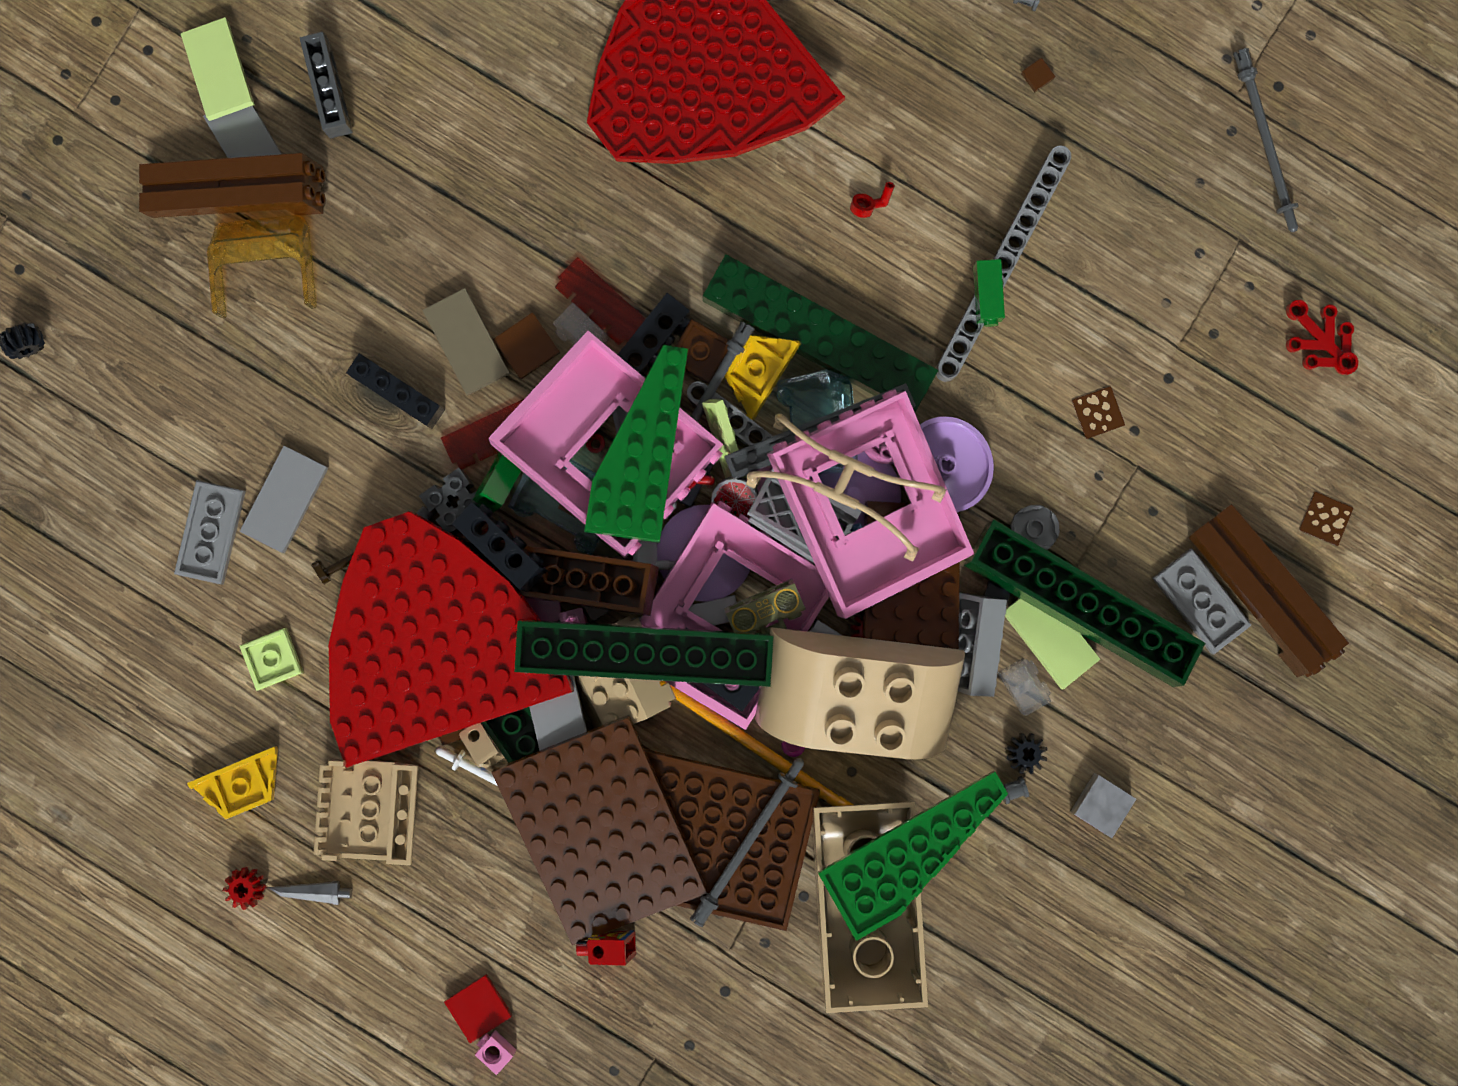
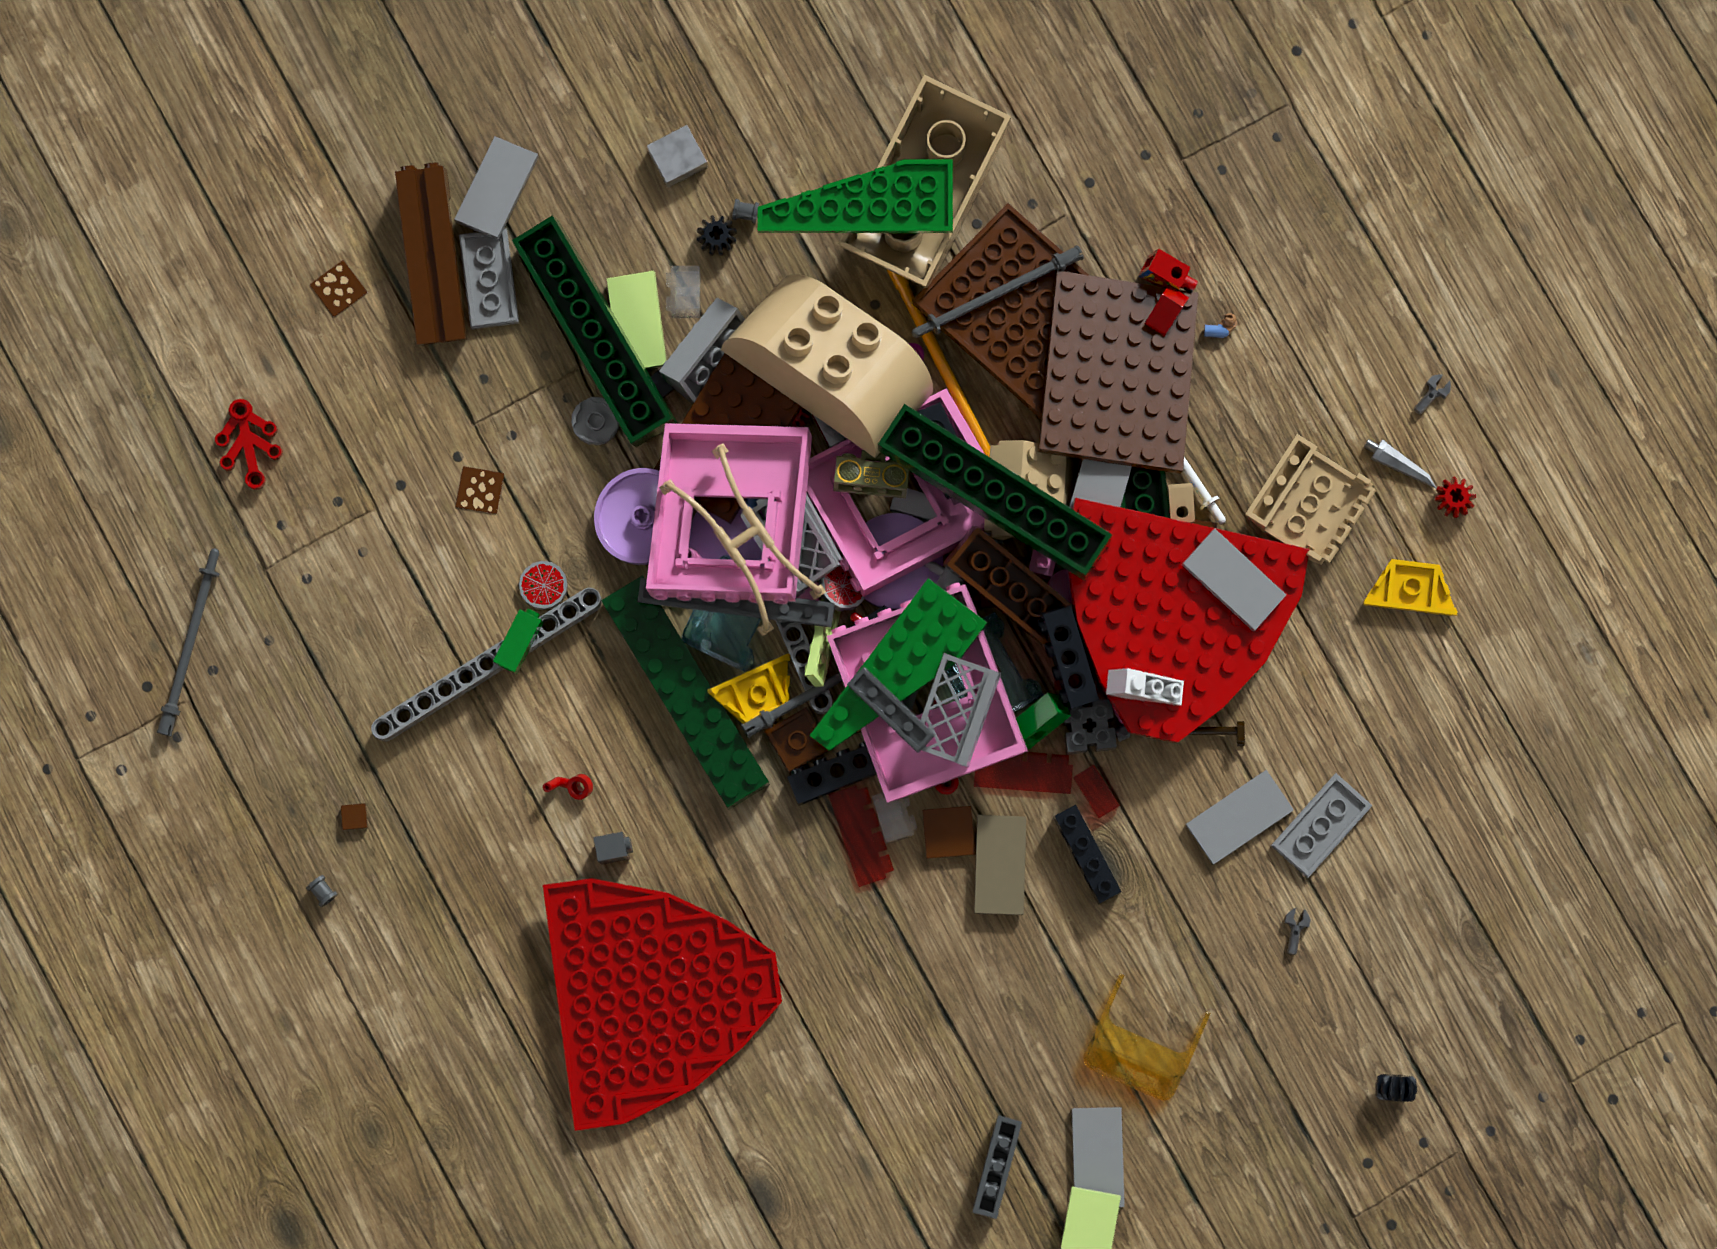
camera: 150 degrees left, 5 degrees down
(184, 431) = (1295, 929): none -> flat silver bar
(232, 186) = (1133, 1121): reddish brown brick -> none
(271, 659) = (1326, 683): yellowish green tile -> none
(315, 972) = (1432, 393): none -> flat silver bar
(392, 699) = (1233, 579): none -> light grey tile
(416, 555) = (1144, 686): none -> white slope
(419, 451) = (1096, 791): none -> clear red tile
(478, 1008) = (1309, 285): red tile -> none
(494, 1062) = (1315, 231): bright pink brick -> none
(532, 925) = (1223, 329): none -> arm
(547, 443) = (977, 715): none -> light grey fence
(588, 912) = (1166, 310): none -> red slope
(626, 406) = (891, 709): none -> dark grey tile
(804, 165) = (613, 847): none -> dark grey brick
(995, 360) = (543, 585): none -> tile
(1244, 685) = (496, 188): none -> light grey tile

